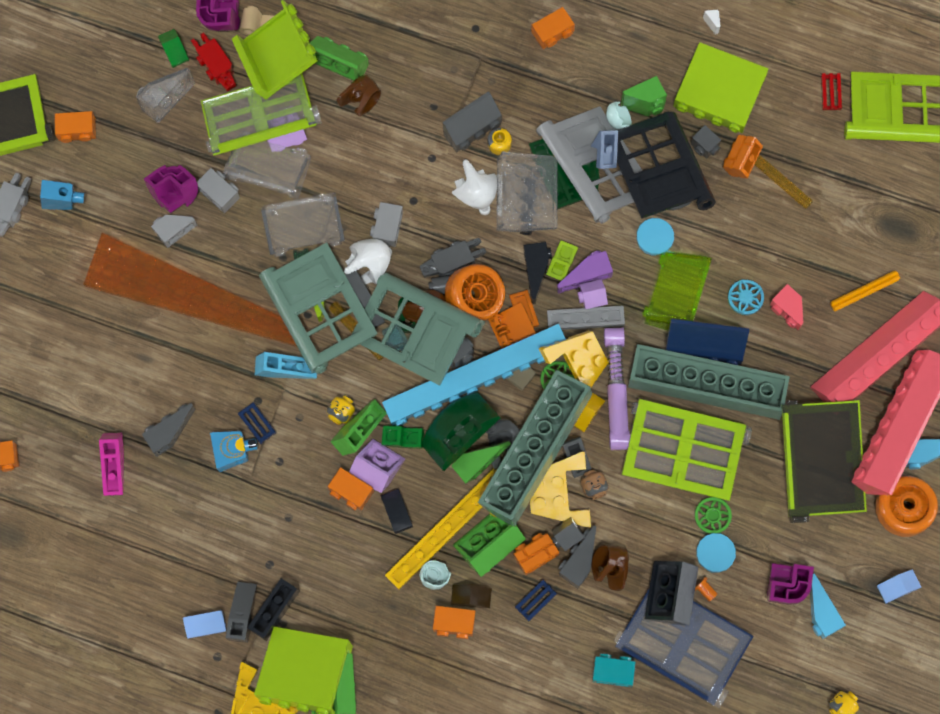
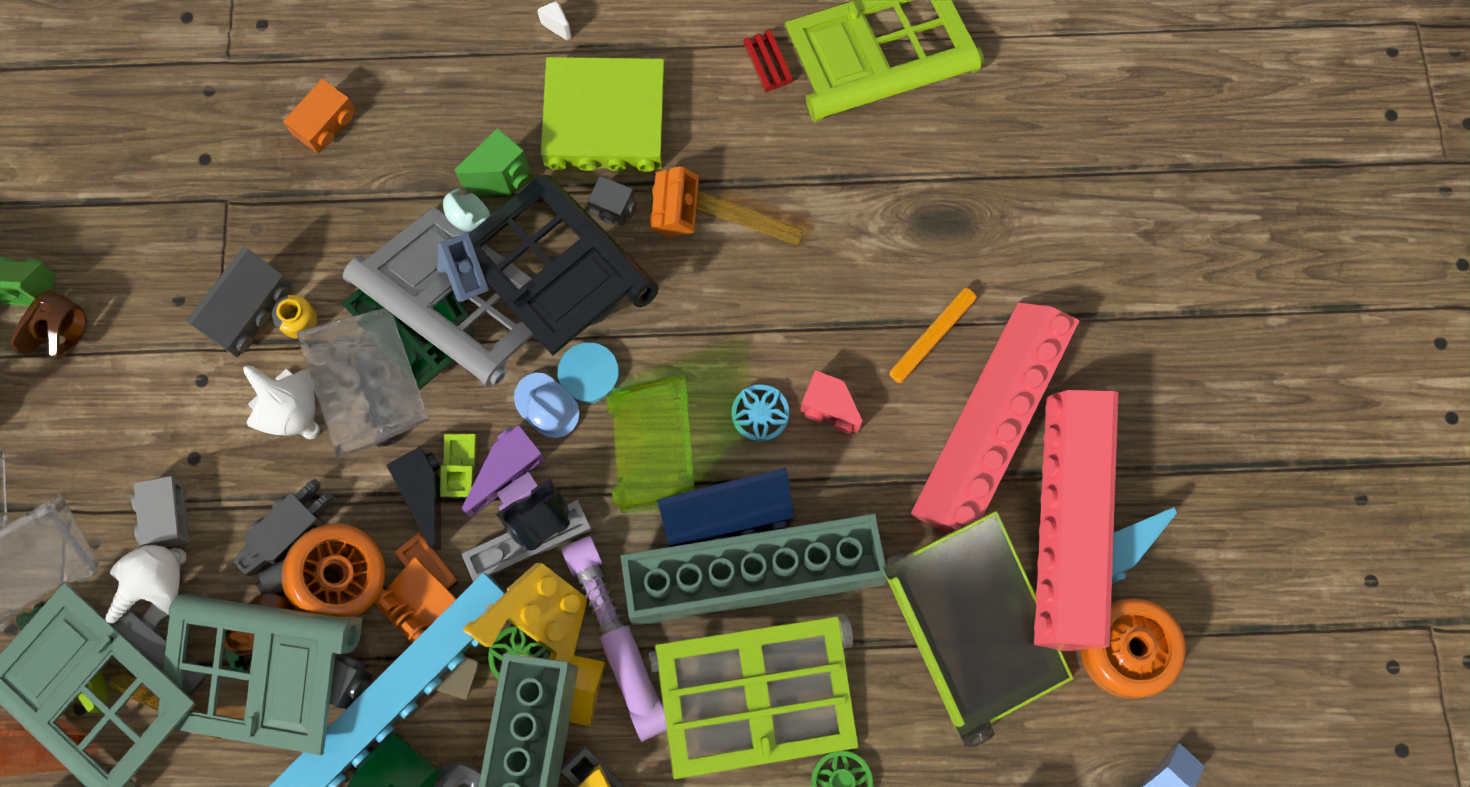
camera: 25 degrees left, 0 degrees up
(397, 338) = (231, 697): clear light blue brick -> none
(597, 305) = (536, 517): none -> black cylinder
(624, 246) = (546, 405): none -> light blue piece

